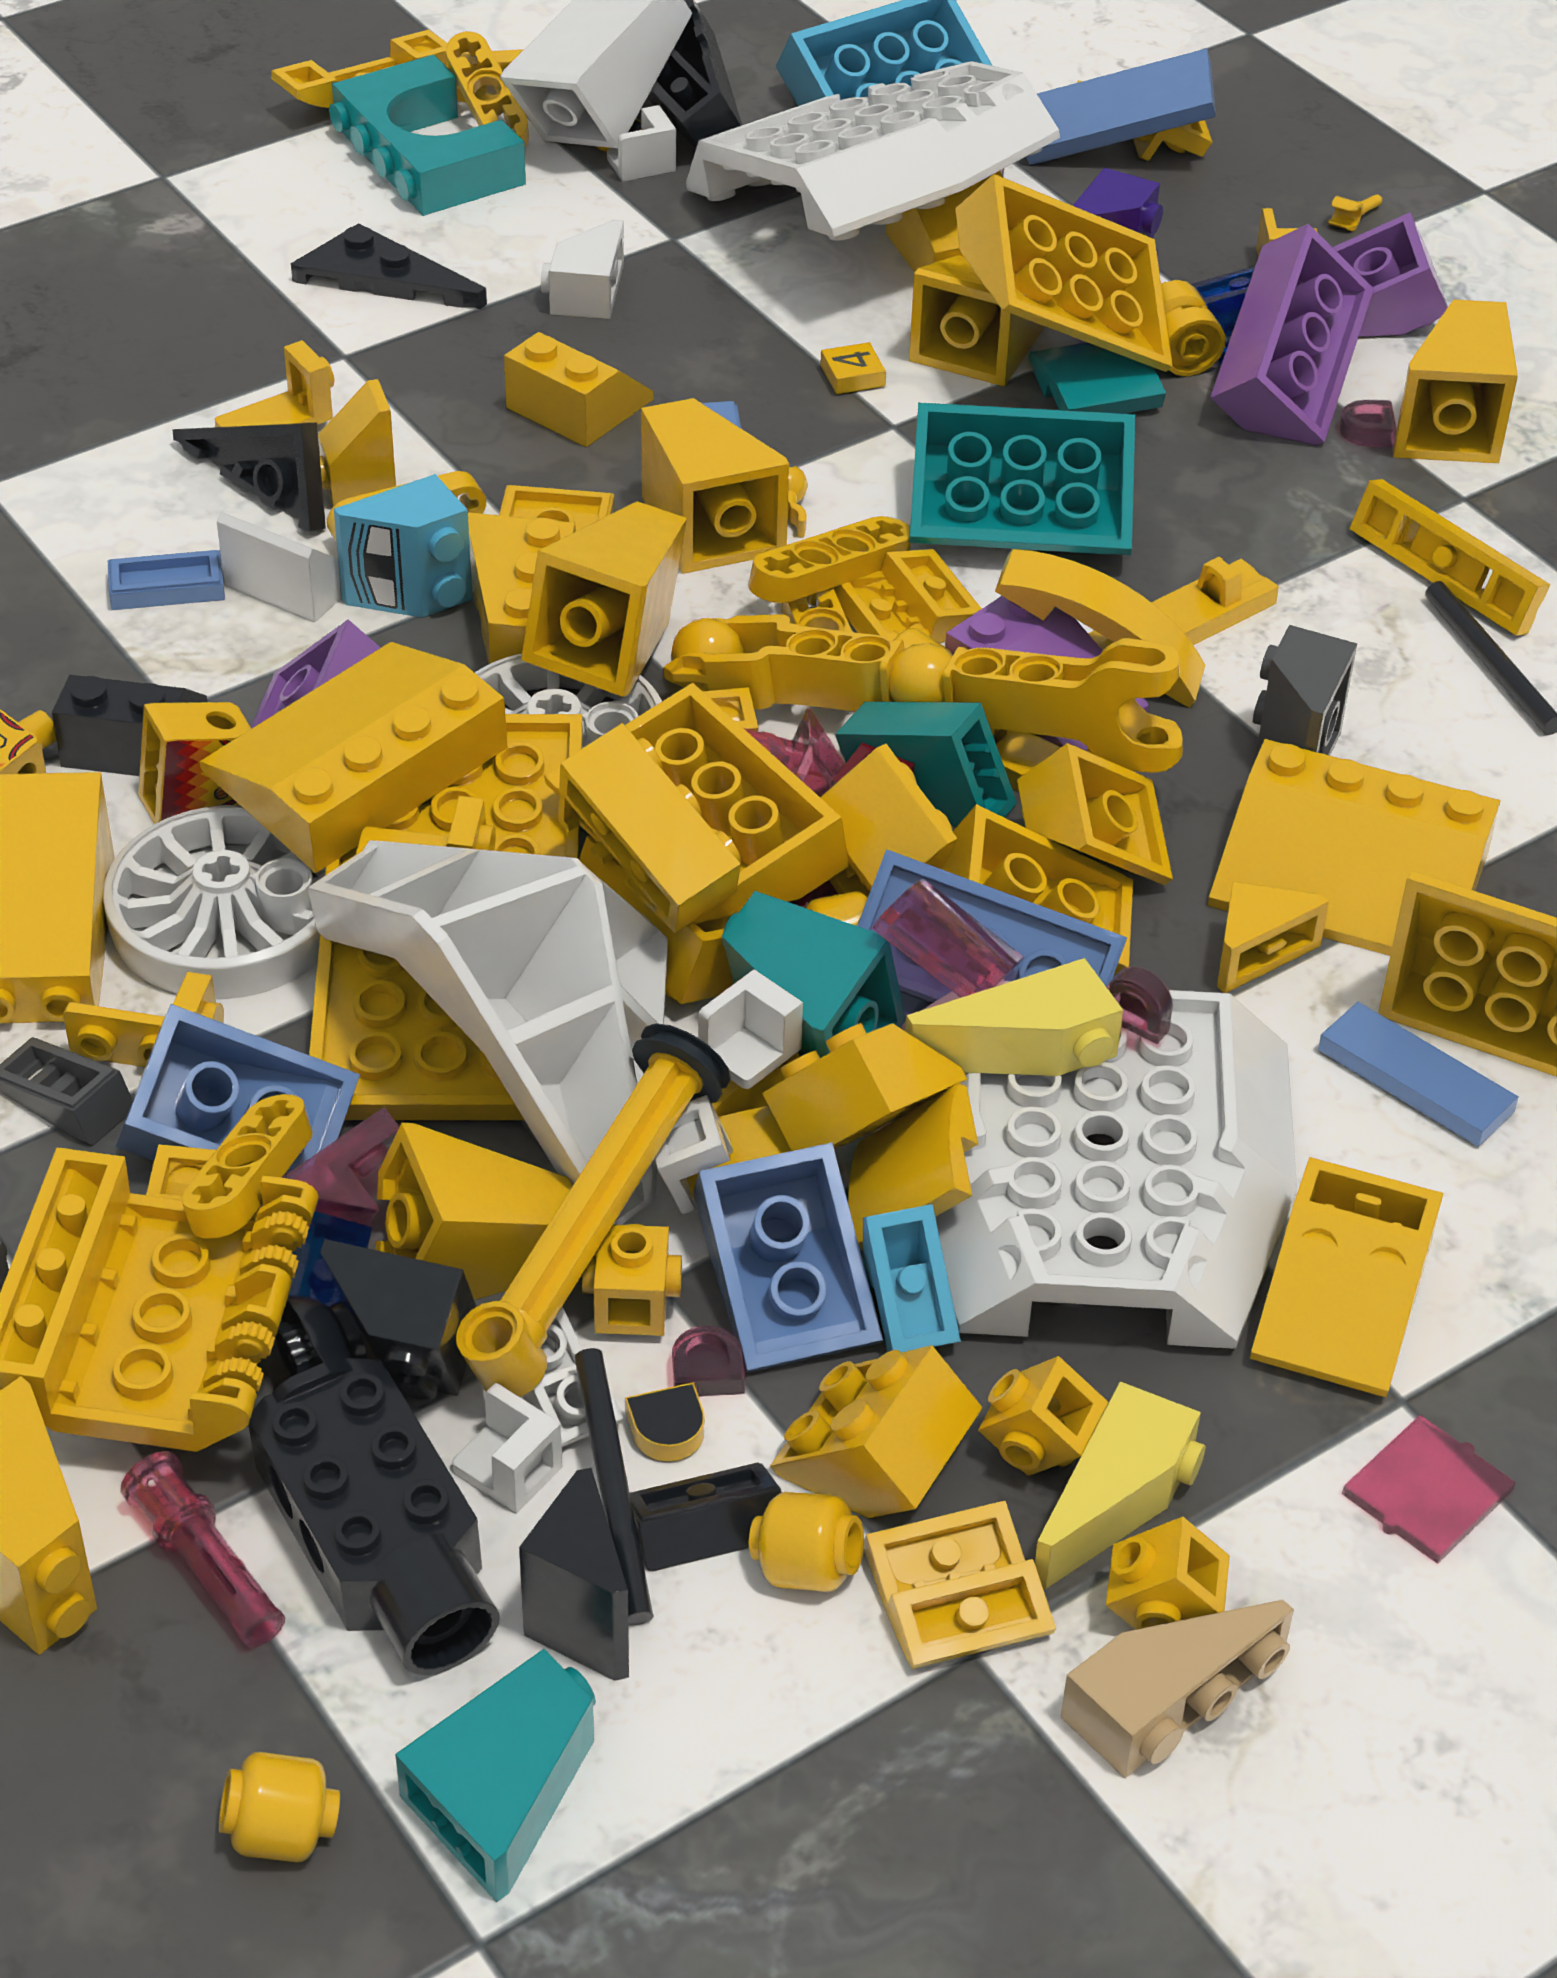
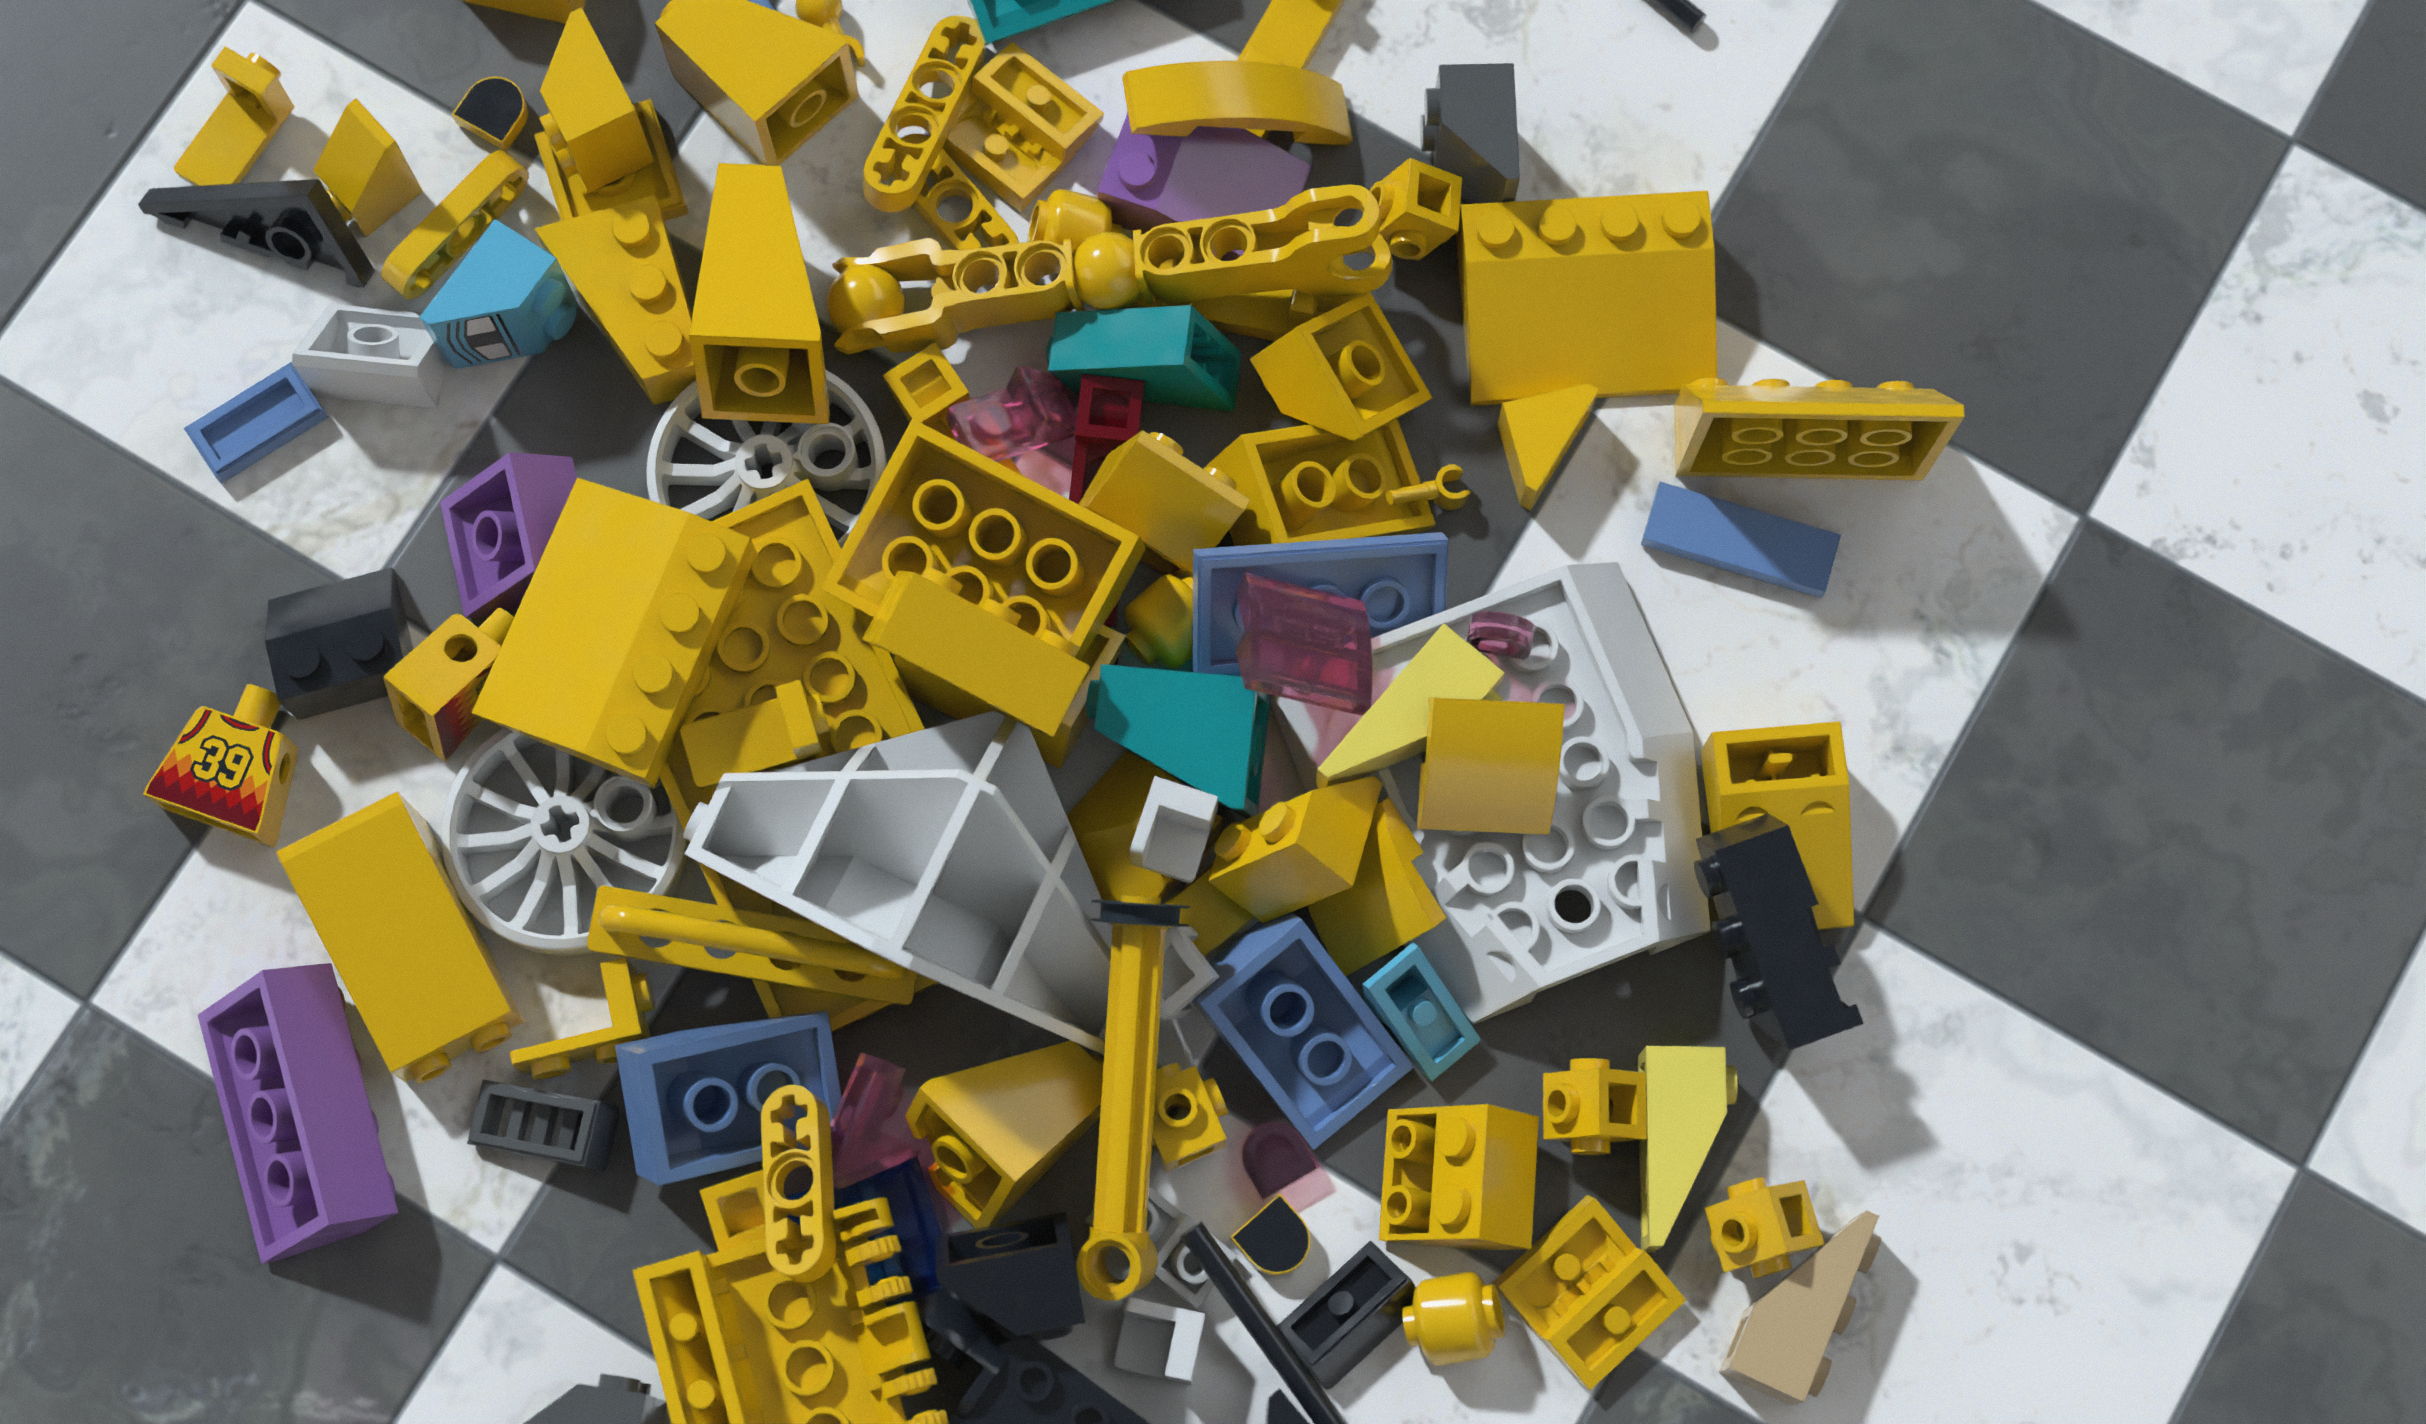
camera: 25 degrees left, 30 degrees up
(236, 936) = (755, 937): none -> yellow piece
(488, 464) = (493, 111): none -> black tile
(555, 454) = (589, 111): none -> yellow slope
(1073, 1078) = (1490, 765): none -> yellow slope
(1153, 939) = (1432, 490): none -> yellow hand
(1223, 740) = (1418, 208): none -> yellow brick
(1292, 1330) = (1772, 932): none -> black wedge
(1428, 1488) = (1919, 1003): clear pink piece -> none

